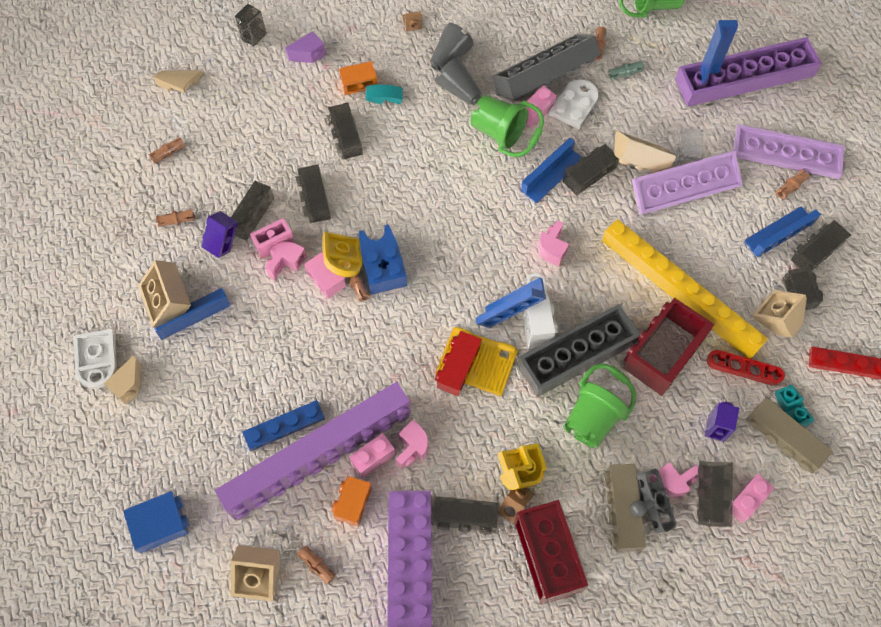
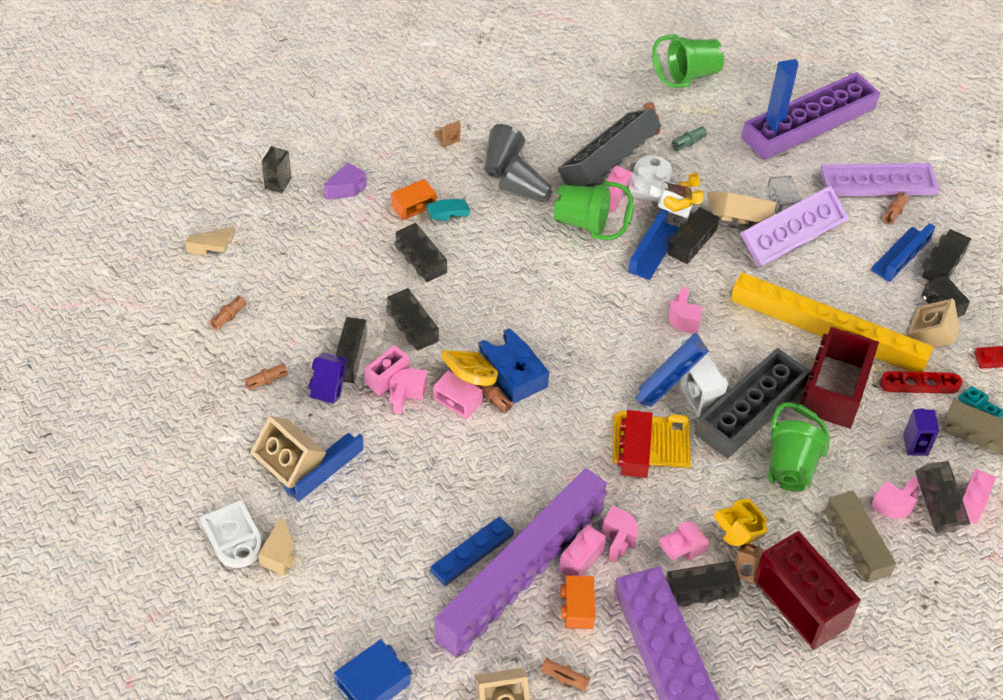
camera: 20 degrees left, 15 degrees down
(466, 470) = (685, 541): none -> bright pink brick
(588, 129) = (677, 197): none -> torso
(654, 500) = (886, 520): dark grey piece -> none

